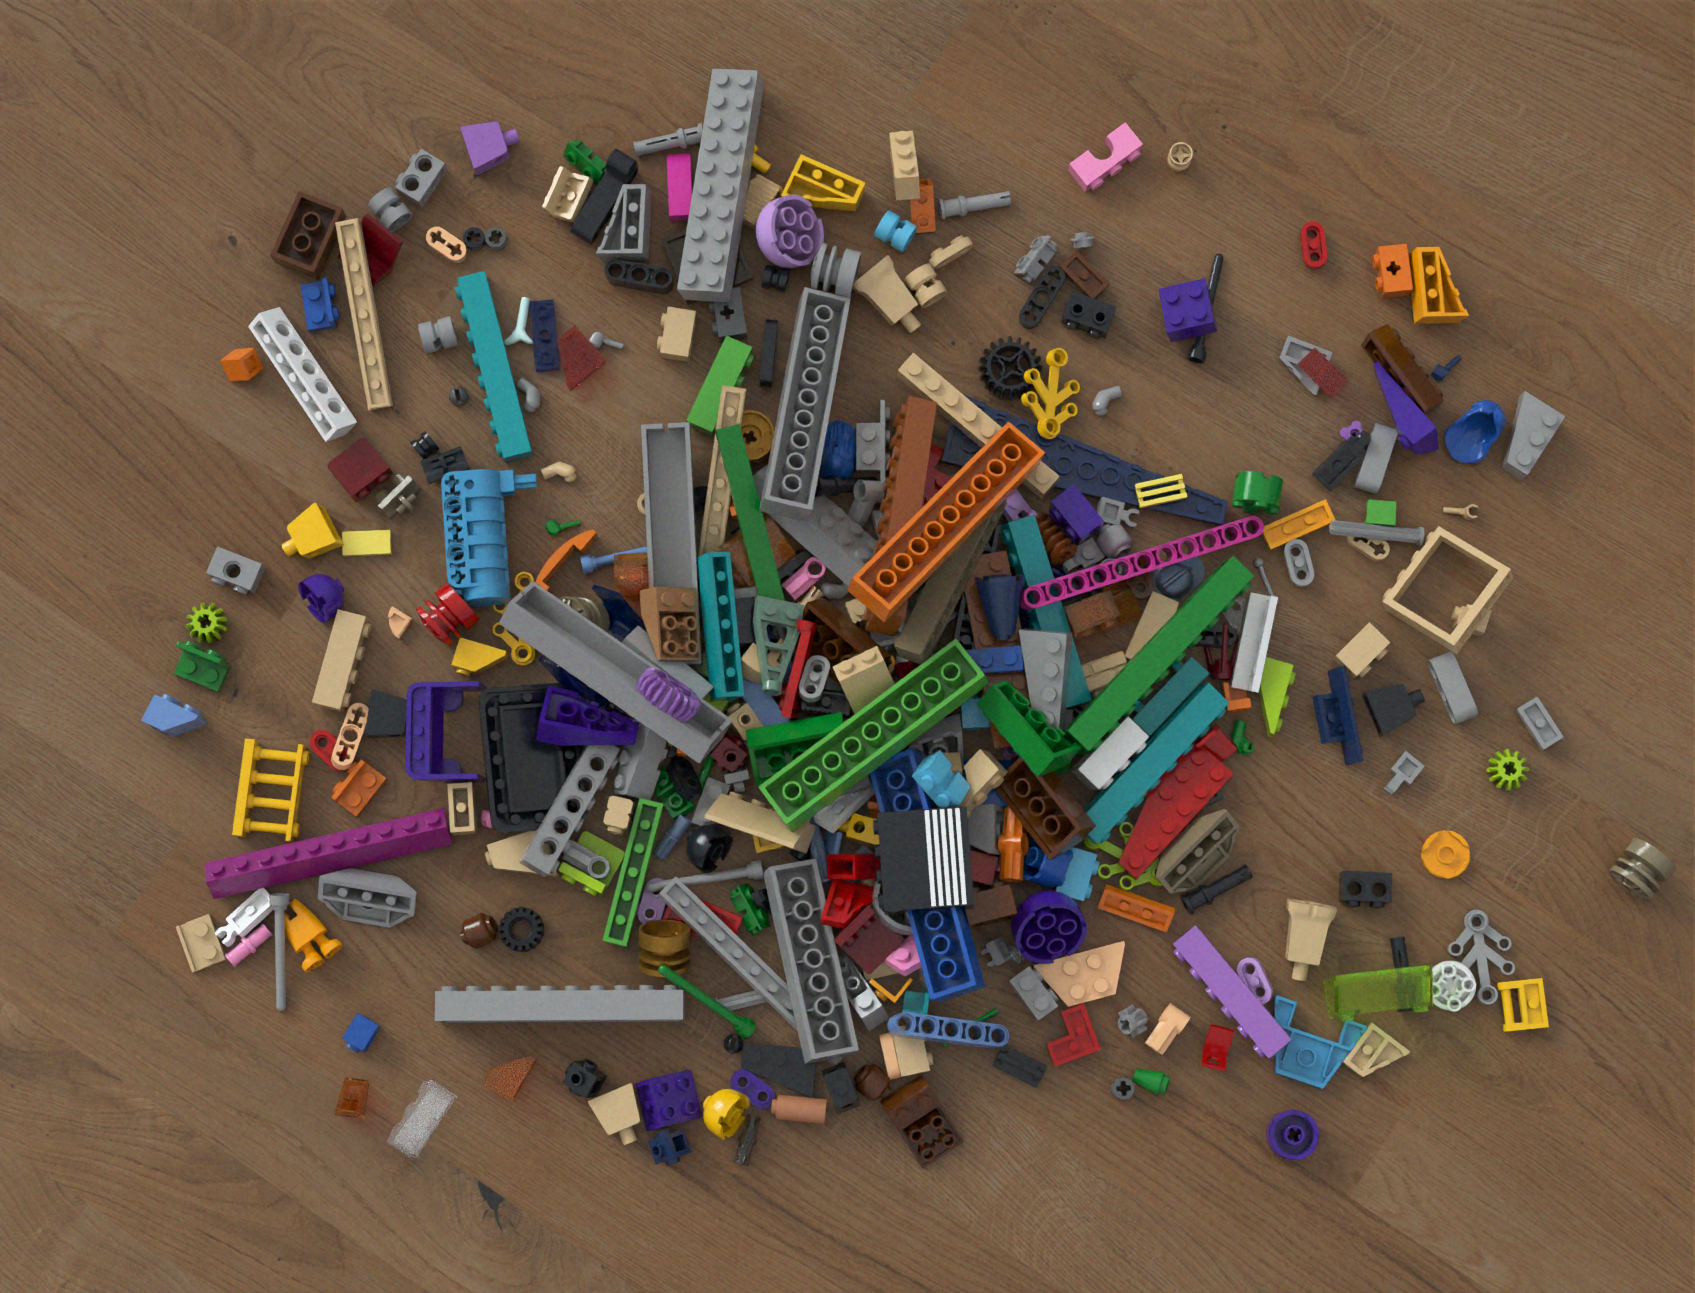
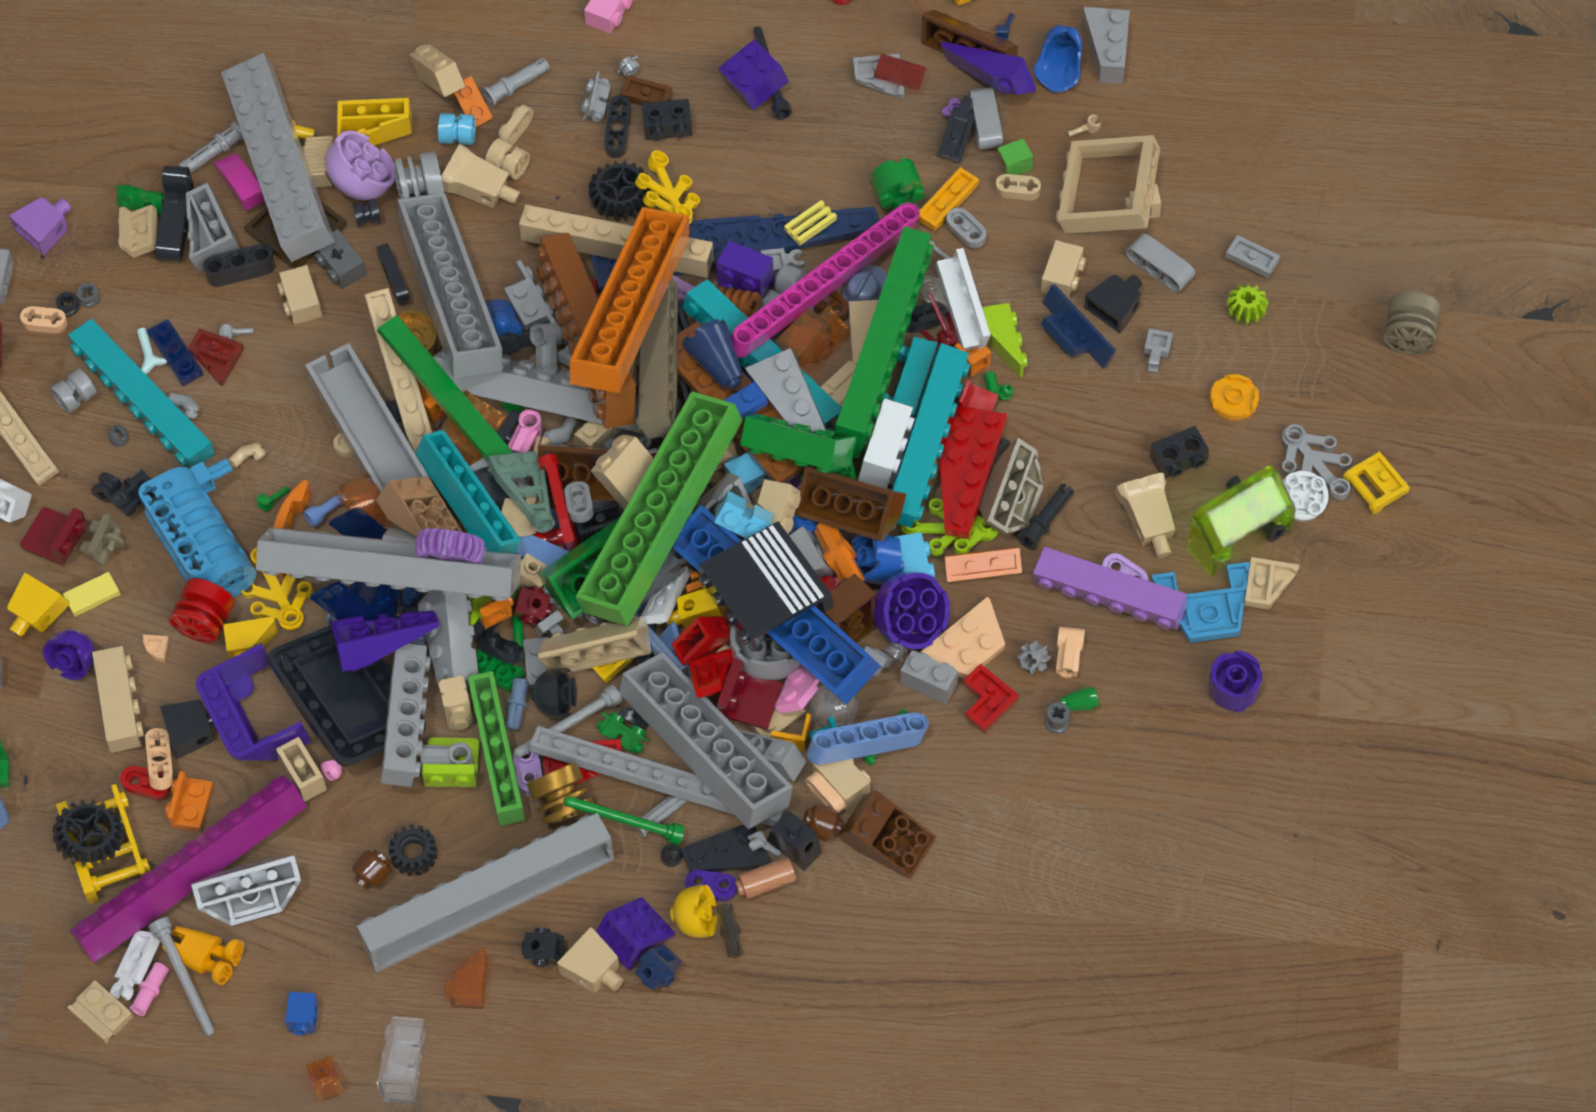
camera: 25 degrees left, 20 degrees down
(271, 800) = (96, 843): none -> black gear
(508, 852) = (367, 794): tan slope -> none
(726, 370) = (358, 322): bright green brick -> none
(811, 1075) = (759, 840): none -> light grey hand
(1019, 1065) = (952, 746): black hinge -> none
(1103, 398) = (717, 178): light grey arm -> none
(1217, 1047) = (1122, 640): red bracket -> none
(1377, 531) = (1021, 170): light grey axle -> none

